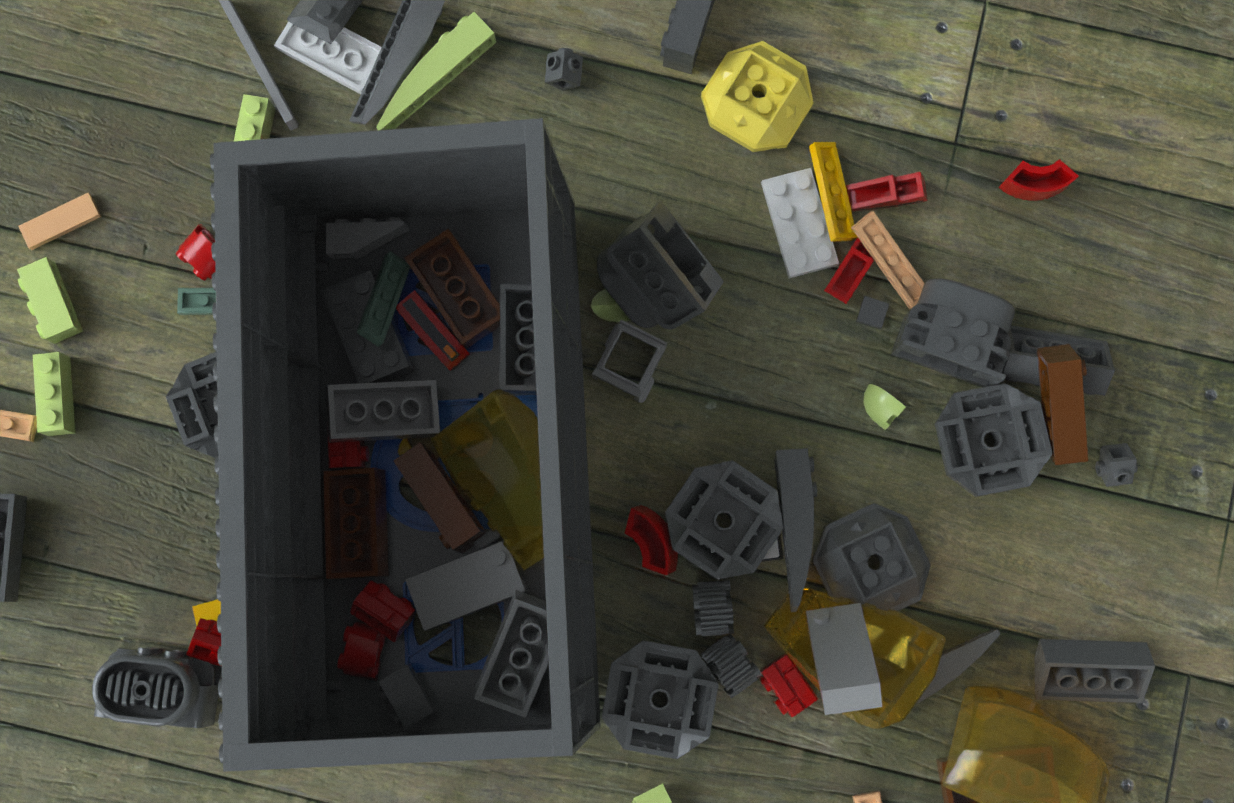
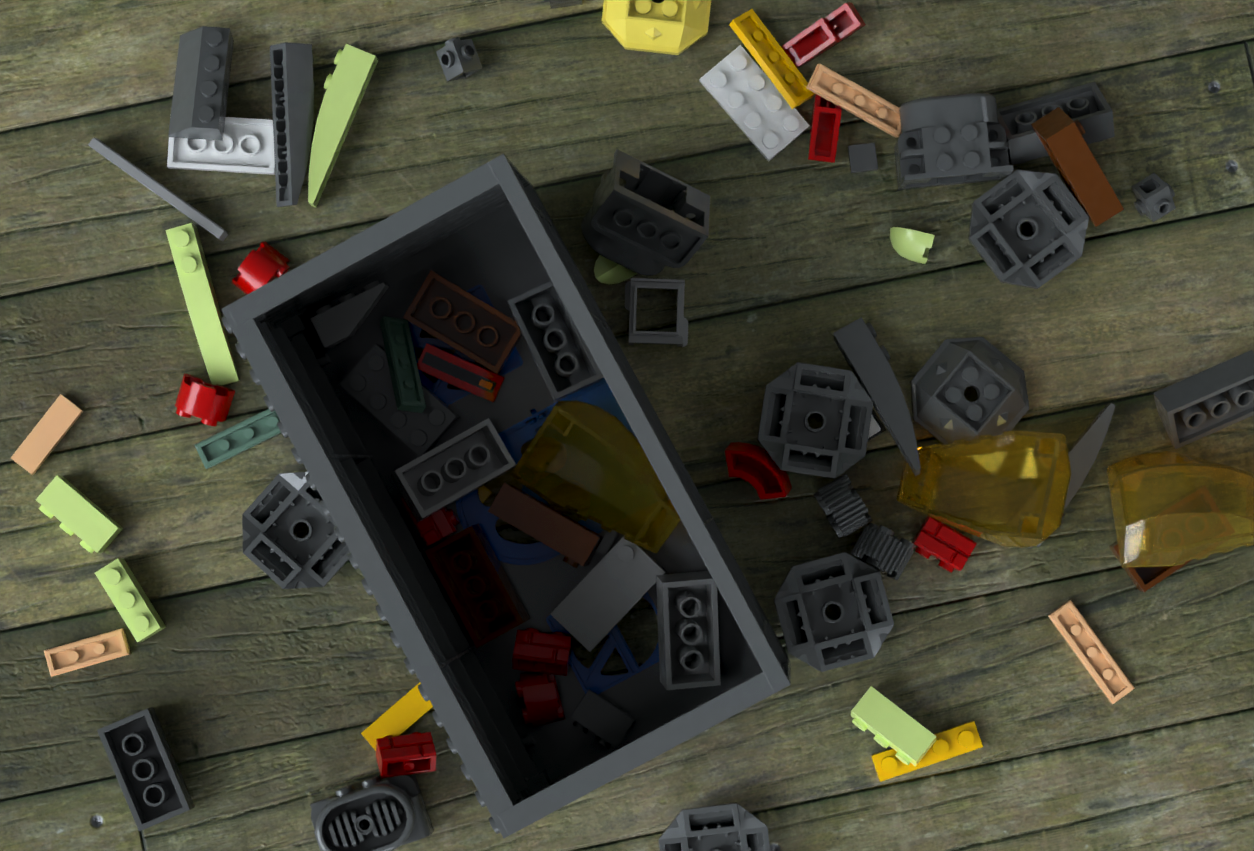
camera: 25 degrees left, 5 degrees up
(843, 659) = (981, 496): light grey brick -> none

